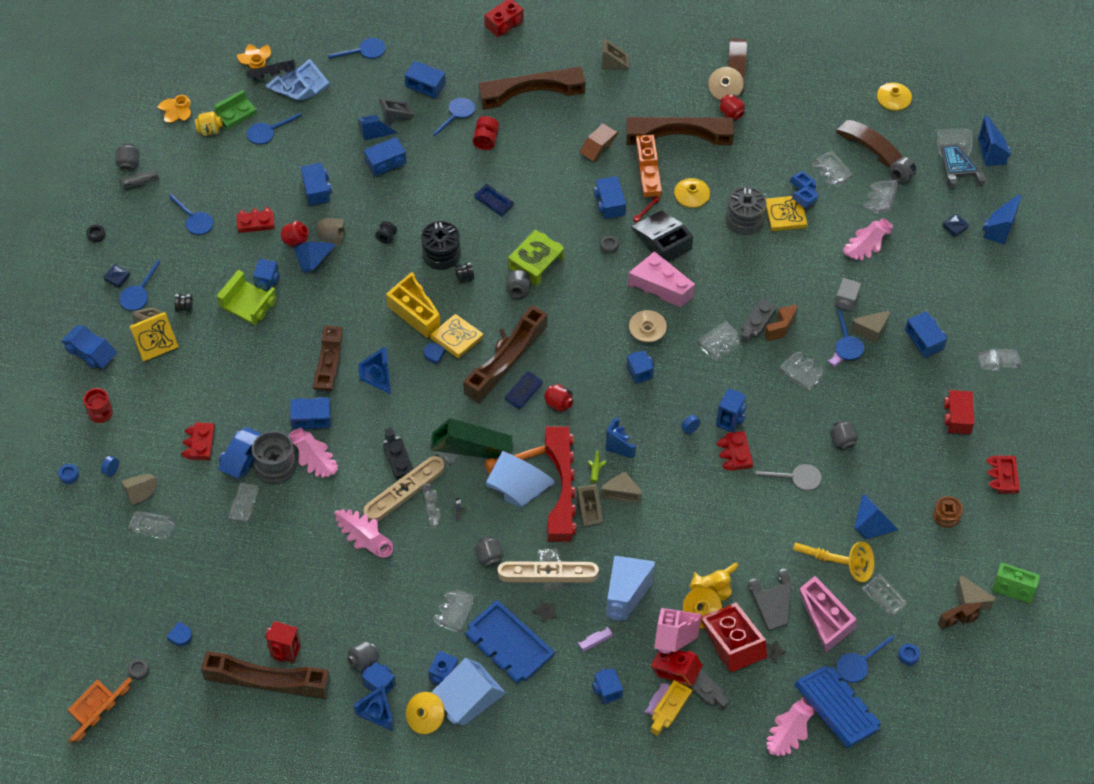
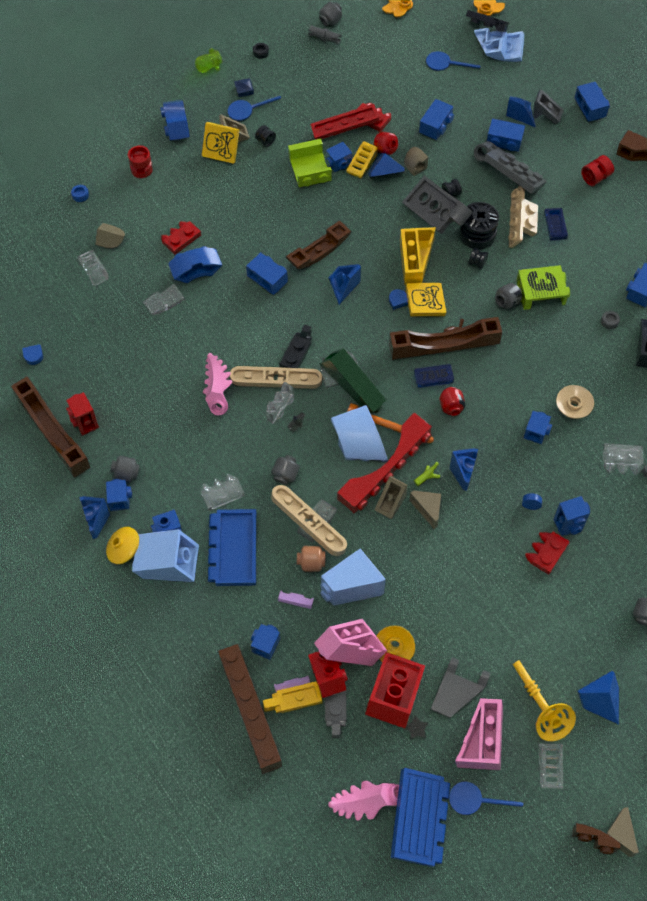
camera: 45 degrees right, 5 degrees up
(59, 278) = (206, 61): none -> clear neon green animal
(110, 466) = (107, 207): blue tile -> none
(197, 223) = (334, 91): blue piece -> none
(208, 123) = (407, 28): yellow head -> none
(235, 109) = (435, 31): bright green bracket -> none
(241, 241) = (345, 122): none -> red plate
(273, 457) = (209, 282): dark grey wheel -> none
(283, 252) = (366, 150): none -> yellow slope
(313, 453) = (242, 303): bright pink plant -> none
(369, 48) = (576, 55): blue piece -> none
(407, 250) = (448, 208): none -> dark grey hinge
(414, 179) = (509, 166): none -> dark grey hinge
(458, 108) = (598, 141): piece -> none
(463, 213) = (522, 218): none -> tan bracket
(545, 611) = (282, 548): clear smoke piece -> none
(579, 598) = (311, 558): none -> nougat head
(662, 279) = (621, 373): bright pink wedge -> none
(680, 753) = (250, 709): none -> reddish brown arch
(717, 581) = (425, 637): yellow animal -> none
(804, 476) = (582, 617): light grey piece -> none
(909, 654) = (522, 830): blue tile -> none

